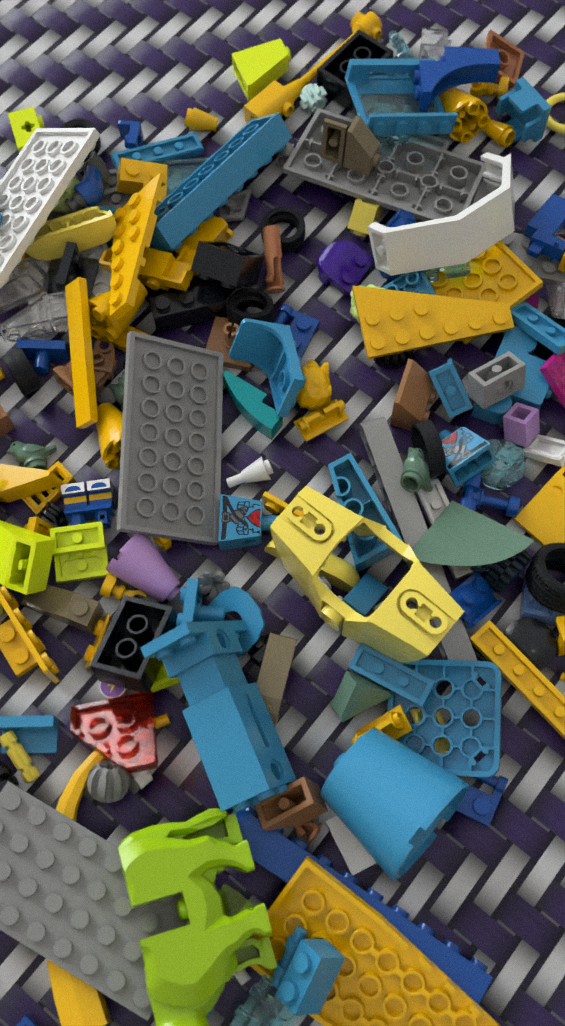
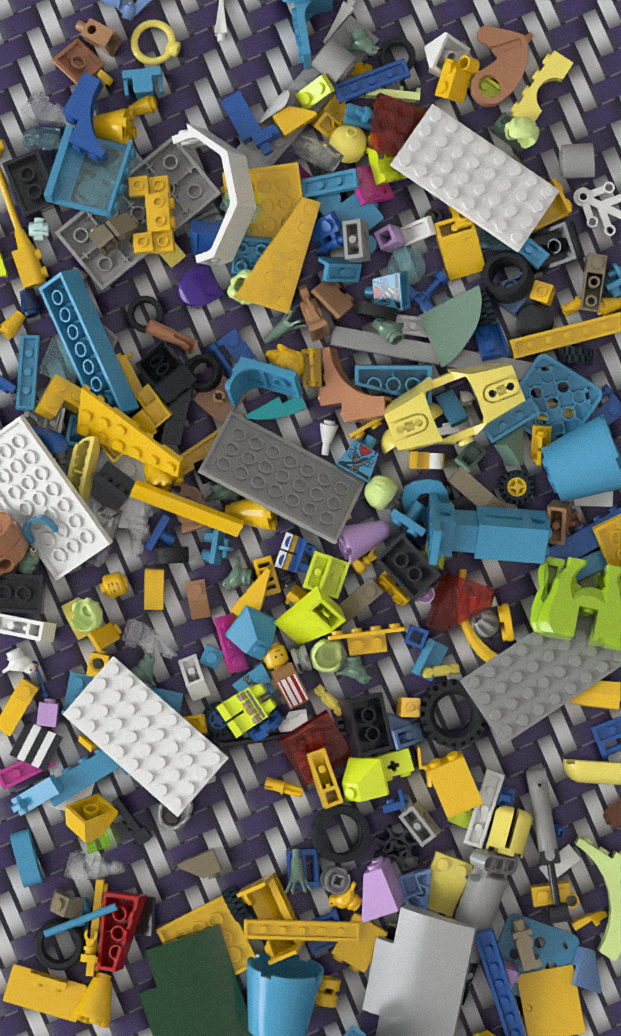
camera: 60 degrees left, 20 degrees up
(48, 698) = (416, 636): none -> blue brick
(54, 418) = (219, 547): none -> dark azure hips
(125, 806) = (506, 628): none -> yellow tile
(214, 561) = (380, 491): none -> yellowish green hair
(229, 125) = (29, 304): none -> dark blue cone
(254, 885) = (594, 564): none -> dark azure slope
(282, 599) = (426, 460): none -> yellow leg
(310, 457) = (340, 391): none -> nougat arch
(315, 720) = (520, 483): none -> black wheel
(316, 650) = (470, 456): none -> sand green slope
(352, 367) = (284, 327): none -> sand green piece
(378, 388) = (313, 315): none -> medium nougat piece
(393, 177) = (158, 213): none -> yellow bracket
(482, 350) = (323, 227): none -> blue plate
(520, 716) = (576, 356): none -> black wheel
(541, 55) = (99, 36): none -> medium nougat torso

